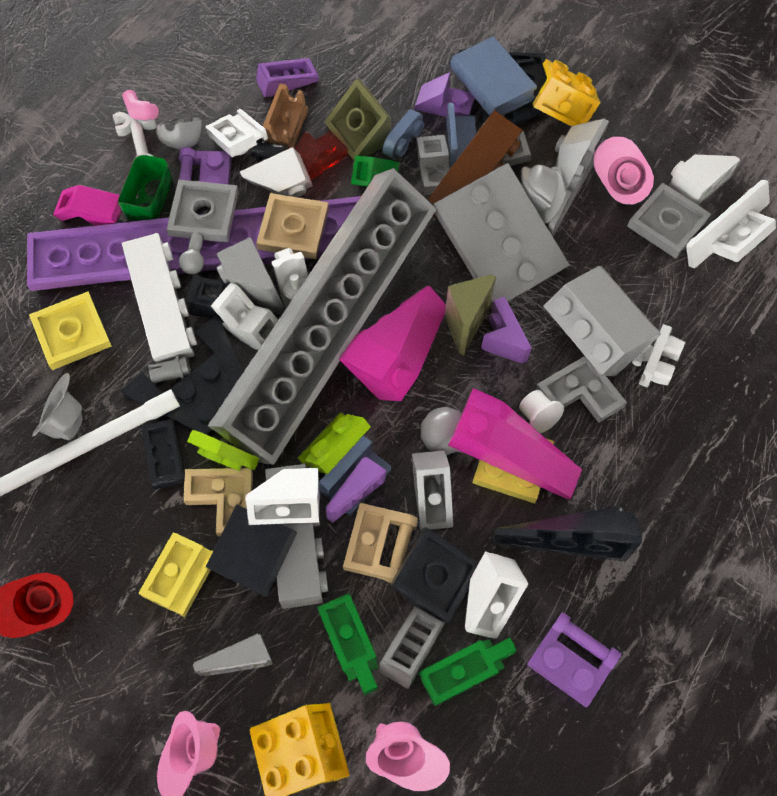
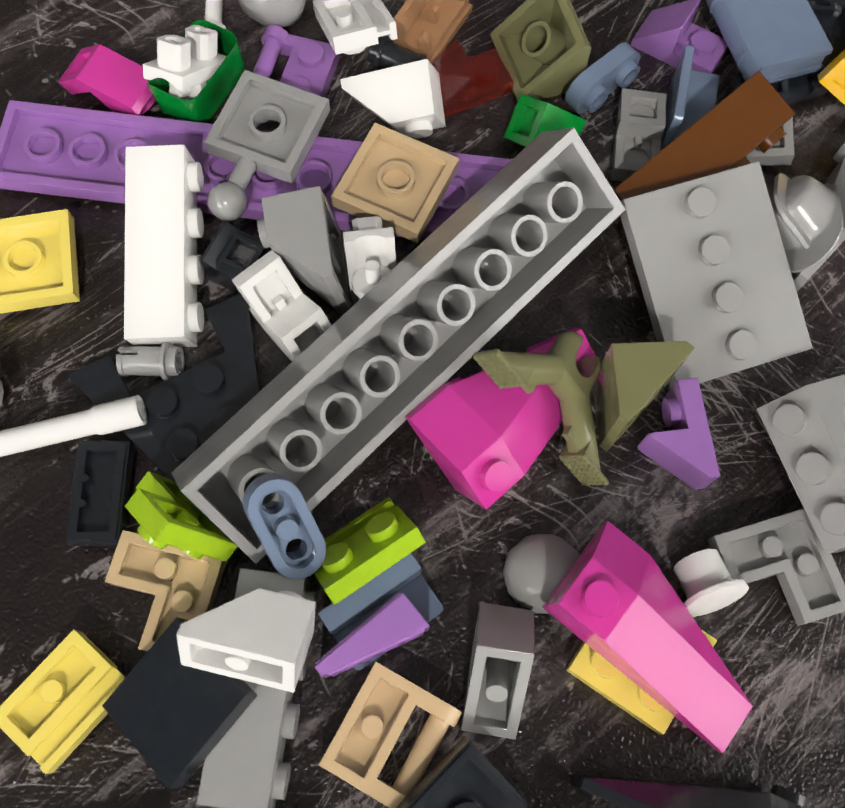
camera: 15 degrees right, 5 degrees up
(140, 183) = (186, 61): none -> white hips
(284, 434) = (282, 523): none -> sand blue plate
(431, 318) = (571, 386): none -> olive piece

